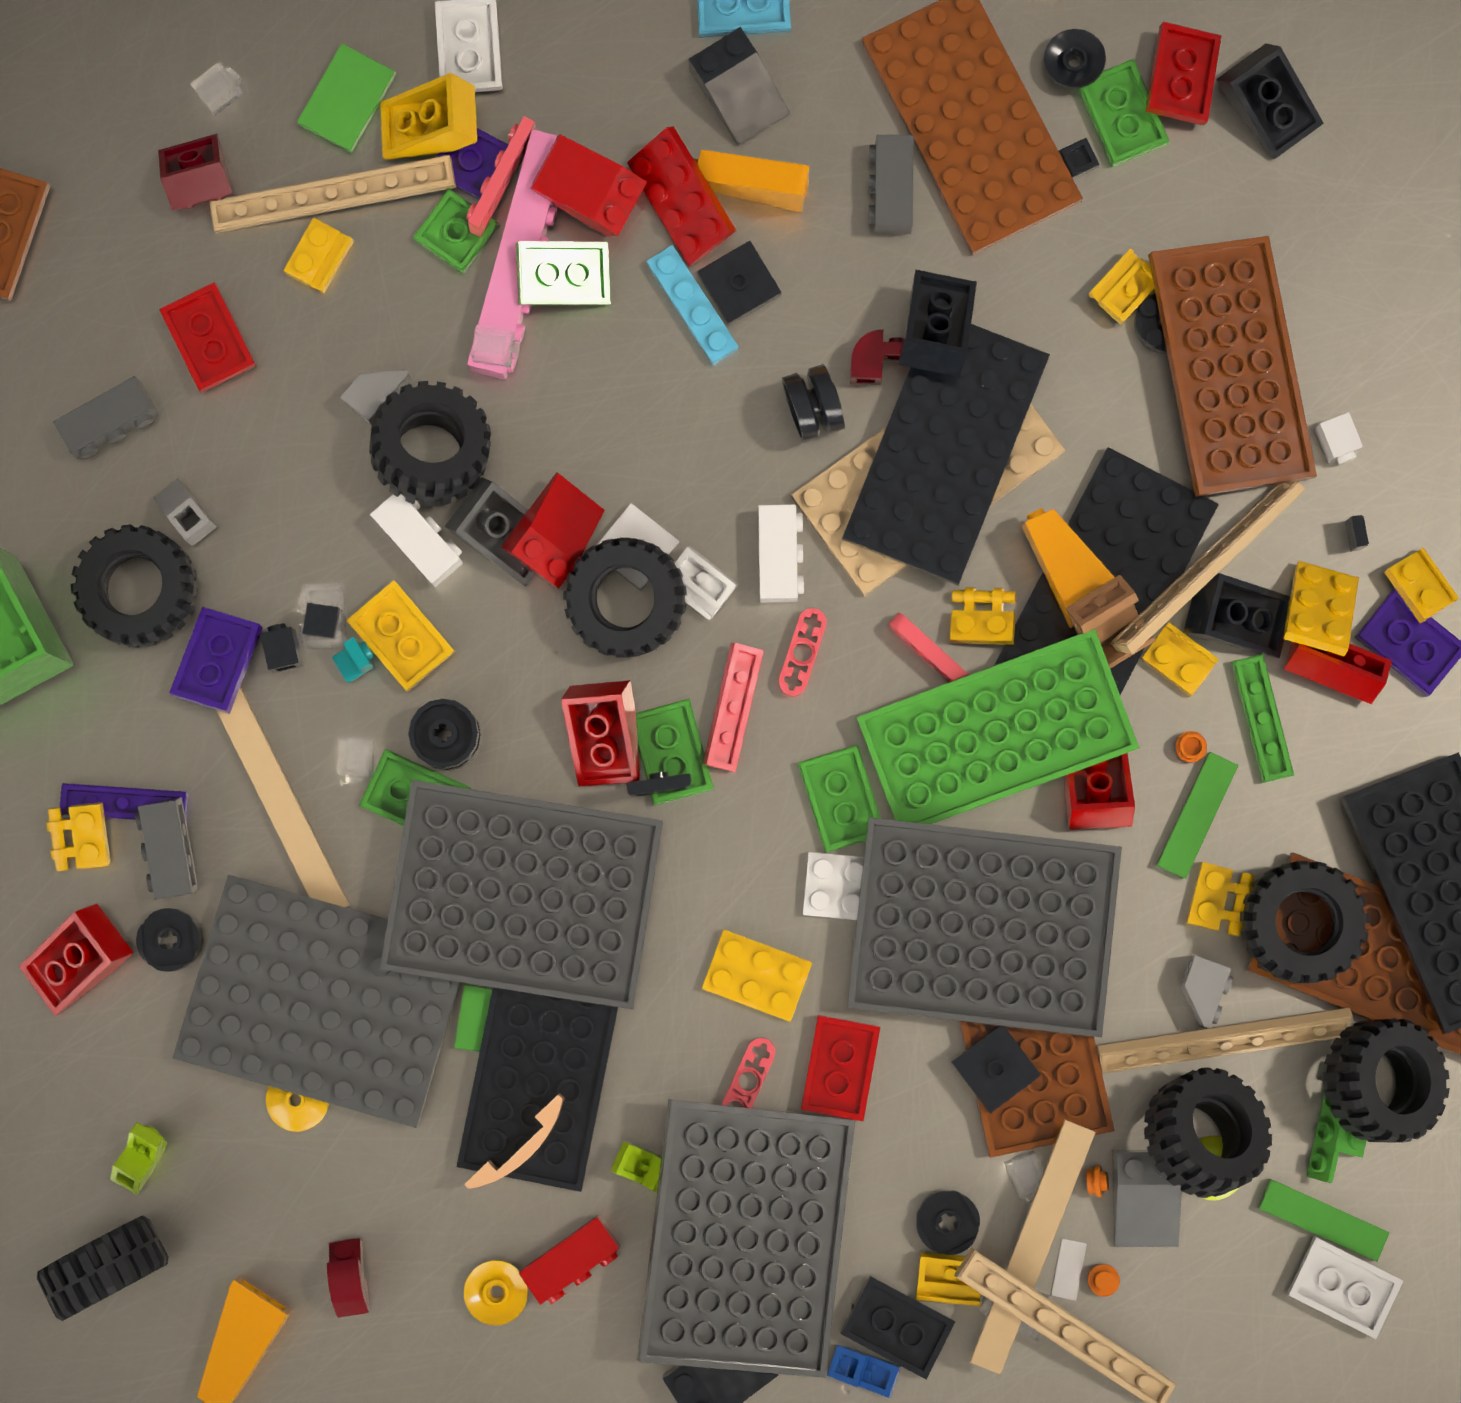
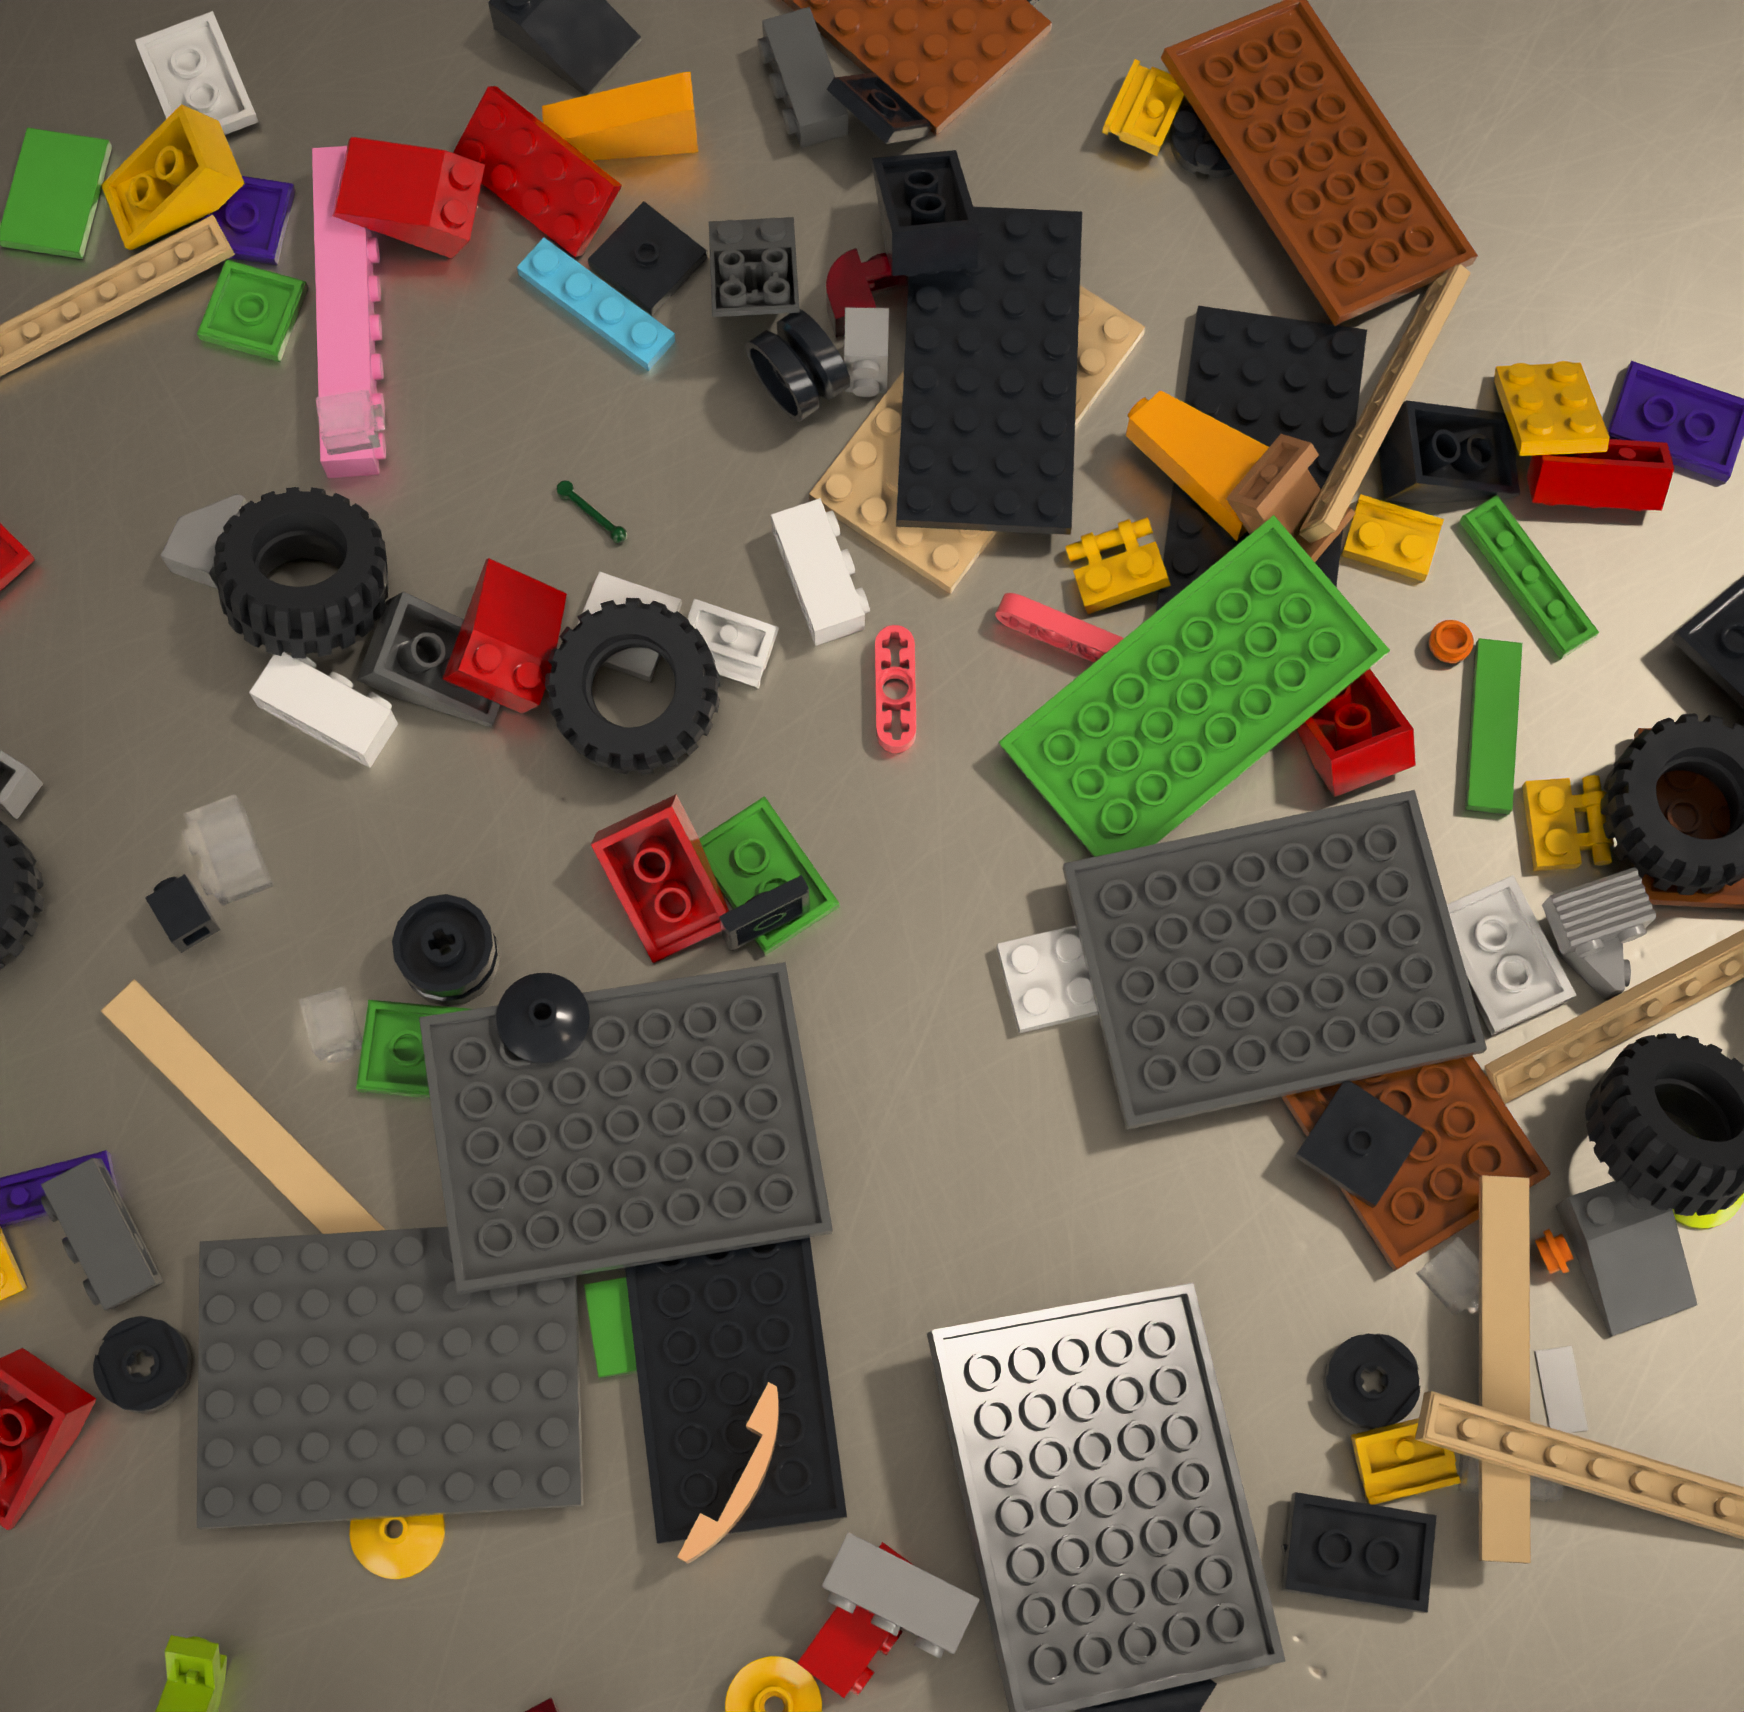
camera: 25 degrees left, 10 degrees down
(216, 660) = (94, 956): dark purple plate -> none
(318, 255) = (77, 396): yellow plate -> none
(321, 620) = (225, 850): black tile -> none
(354, 659) = (289, 894): teal bracket -> none
(400, 636) = (342, 842): yellow plate -> none
(495, 186) = (287, 232): coral plate -> none
(497, 823) = (543, 1039): none -> black dish
(562, 273) = (411, 311): tile -> none
(595, 1256) = (899, 1596): none -> light grey brick
(628, 435) = (566, 491): none -> dark green hinge
(638, 1165) = (916, 1449): lime brick -> none
(733, 707) = (827, 788): coral plate -> none
(747, 1097) = (1012, 1301): coral beam -> none
(757, 975) = (986, 1134): yellow plate -> none
(806, 324) = (753, 267): none -> dark grey slope
(839, 796) = (1012, 859): bright green tile -> none
(840, 1068) = (1146, 1219): red plate -> none
(863, 408) = (866, 350): none -> light grey brick
(864, 1371) = (1335, 1634): blue slope -> none
(936, 228) = (879, 107): none -> black plate
(1103, 1280) = (1615, 1386): orange plate -> none
(1142, 975) = (1507, 956): none -> white plate
(1211, 973) = (1599, 912): none -> light grey brick
(1338, 439) = (1486, 203): white brick -> none
(1356, 533) = (1555, 308): black tile -> none
(1421, 585) = (1663, 345): yellow plate -> none

